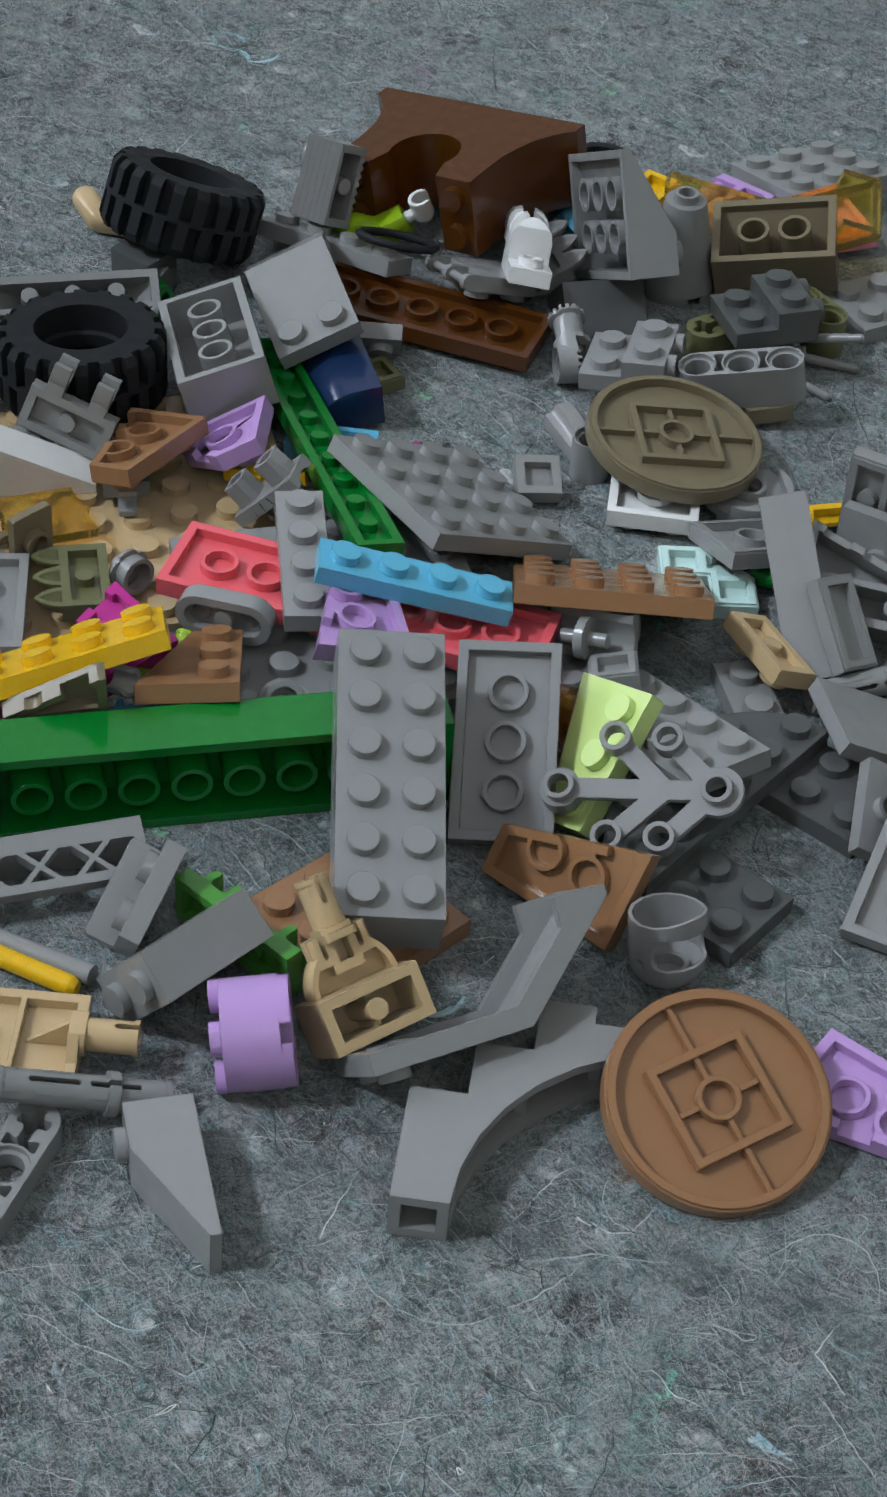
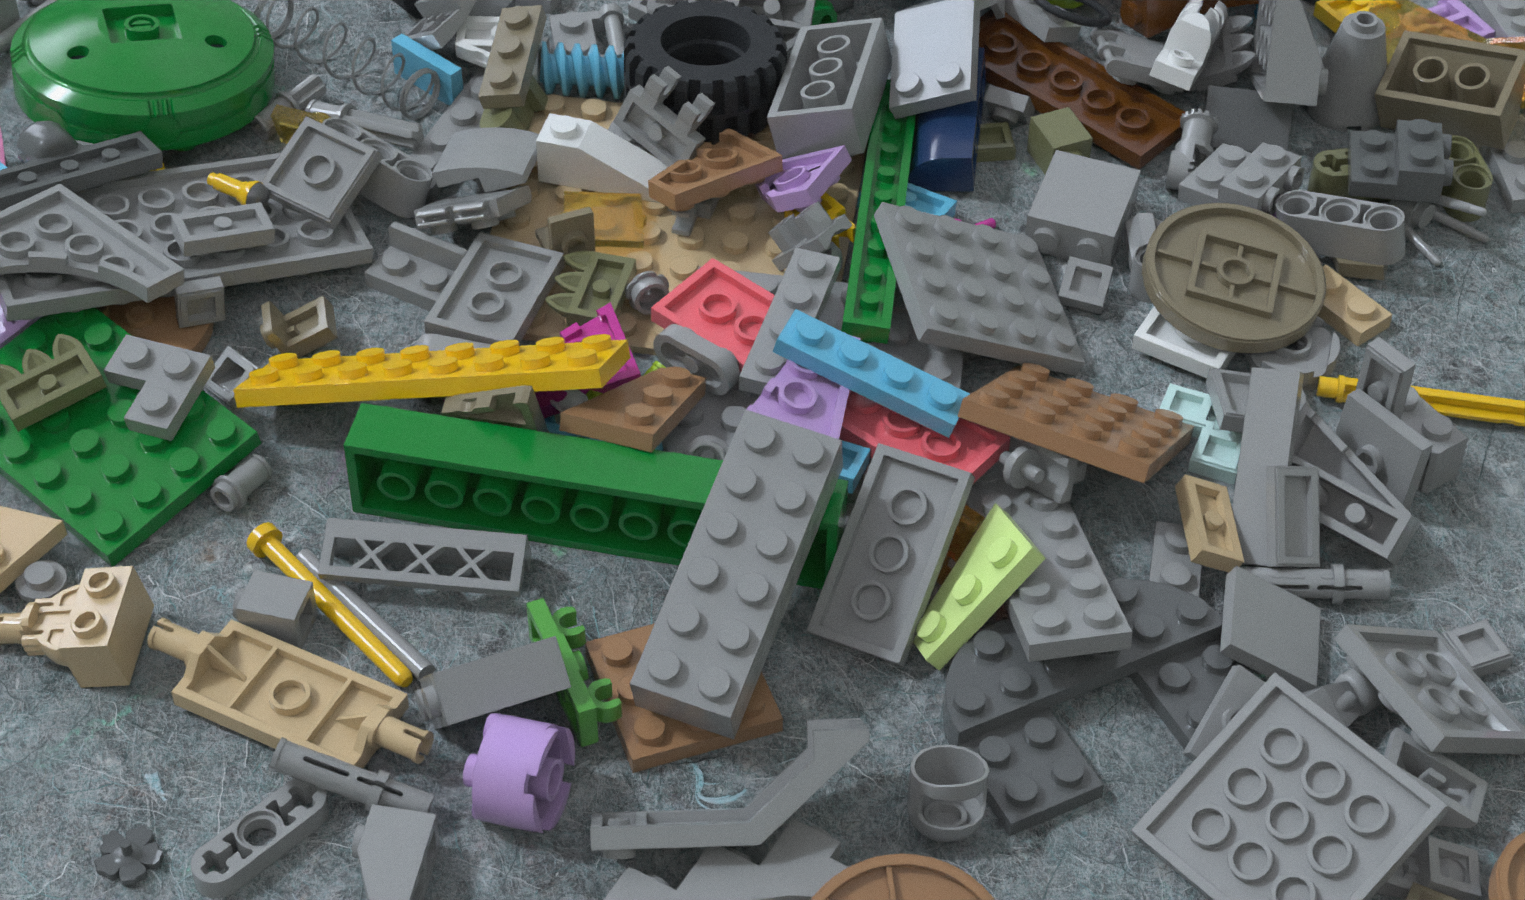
camera: 25 degrees right, 5 degrees up
(134, 895) = (487, 610): light grey bracket -> none
(351, 980) = (629, 757): tan brick -> none
(445, 363) = (1054, 132): none -> olive brick
(499, 411) = (1082, 208): none -> light grey brick
(548, 862) = (893, 702): medium nougat wing -> none
(617, 667) = (1036, 508): light grey tile -> none
(649, 791) = (991, 643): light grey plant -> none
(786, 451) = (1352, 310): none -> tan plate

